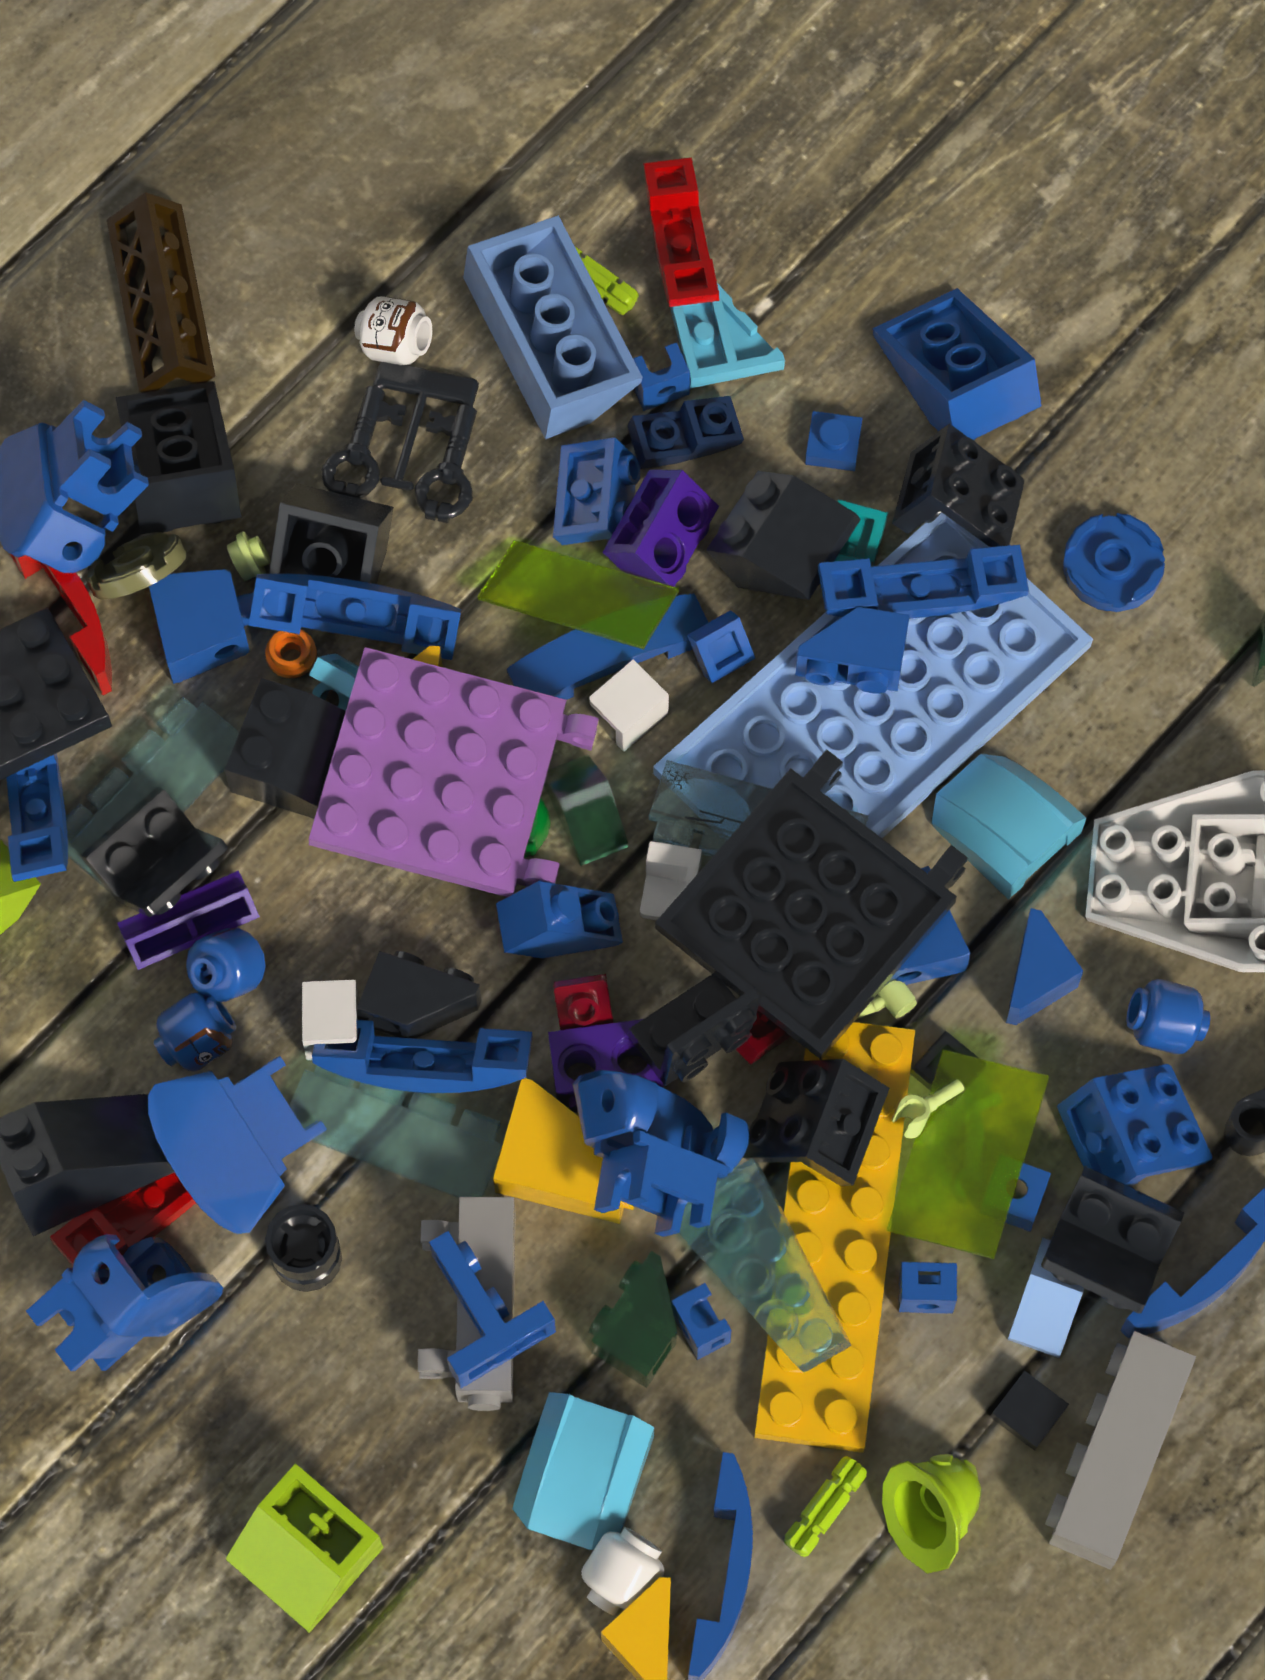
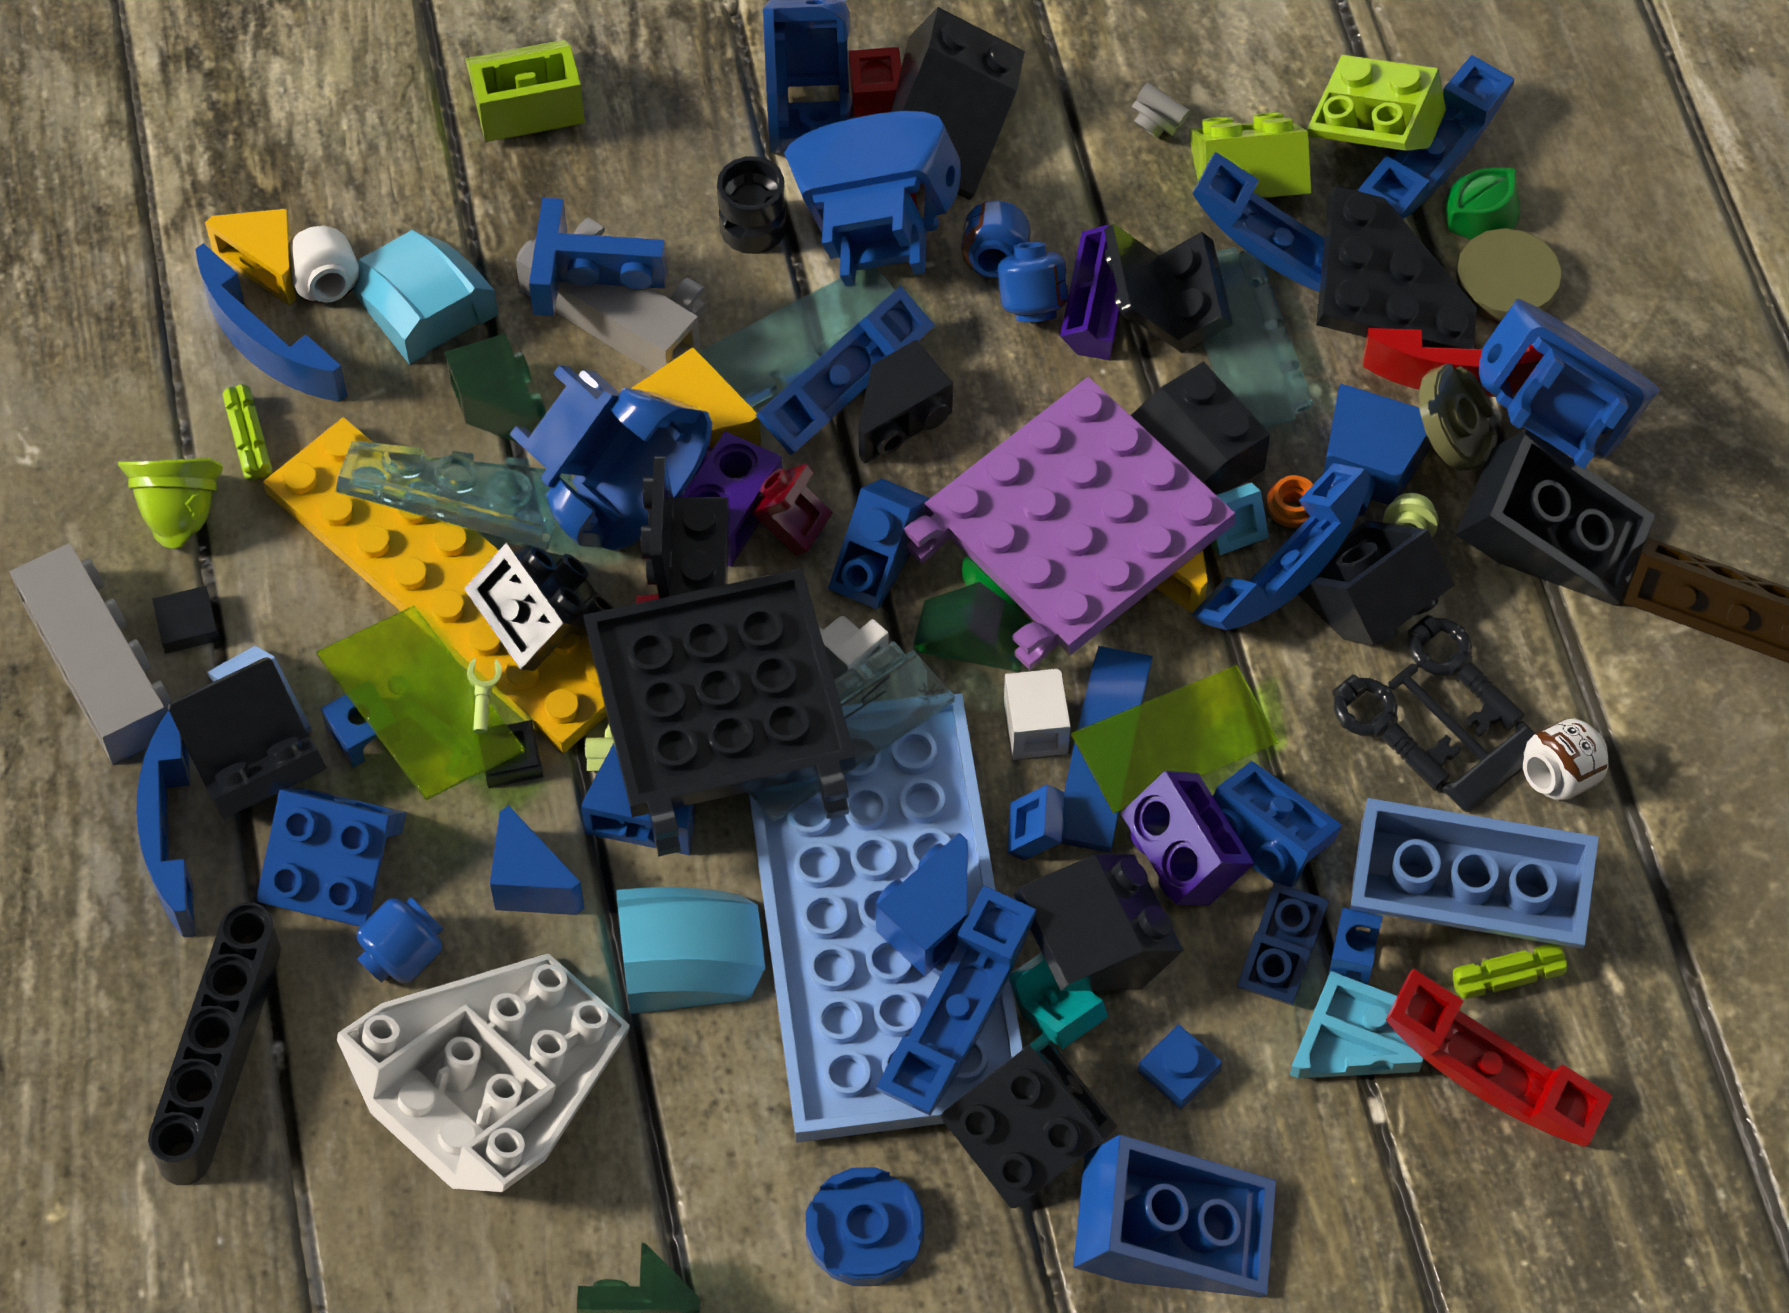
camera: 125 degrees right, 10 degrees down
(329, 1013) = (933, 323): white panel -> none
(699, 1322) = (451, 435): blue piece -> none
(927, 1292) = (349, 592): blue piece -> none

